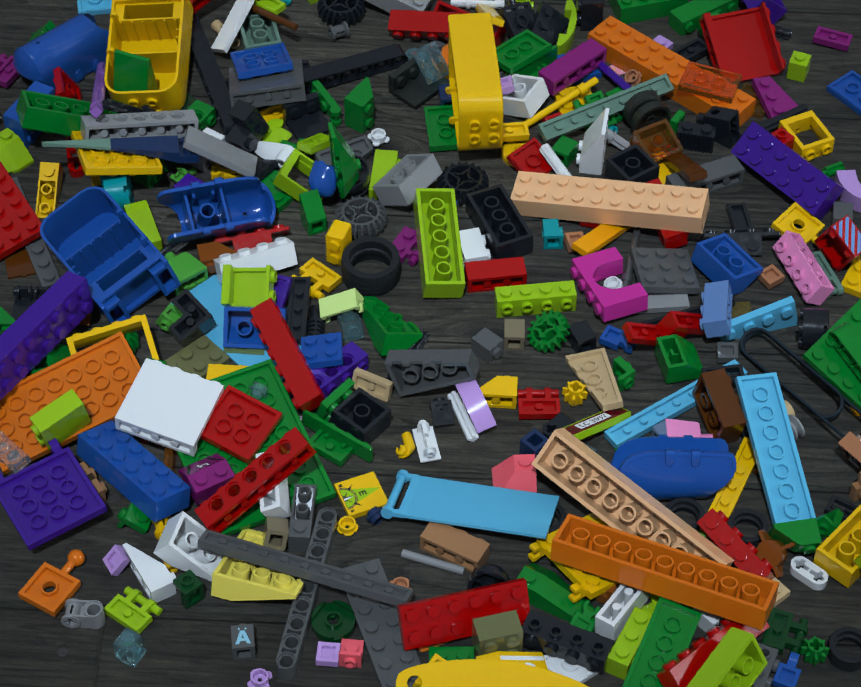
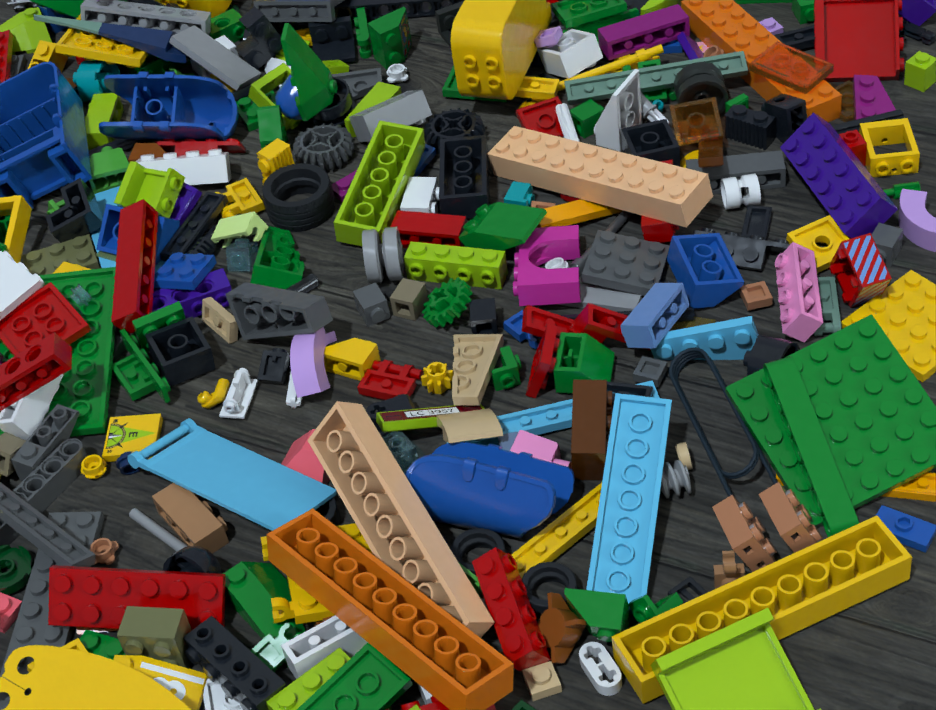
camera: 30 degrees right, 5 degrees down
(478, 302) = (387, 255): none -> light grey wheel
(560, 260) = (501, 226): none -> green slope
(631, 424) = (469, 425): none -> tan slope
(651, 362) = (543, 361): none -> red plate
(721, 193) = (732, 194): none -> white wheel

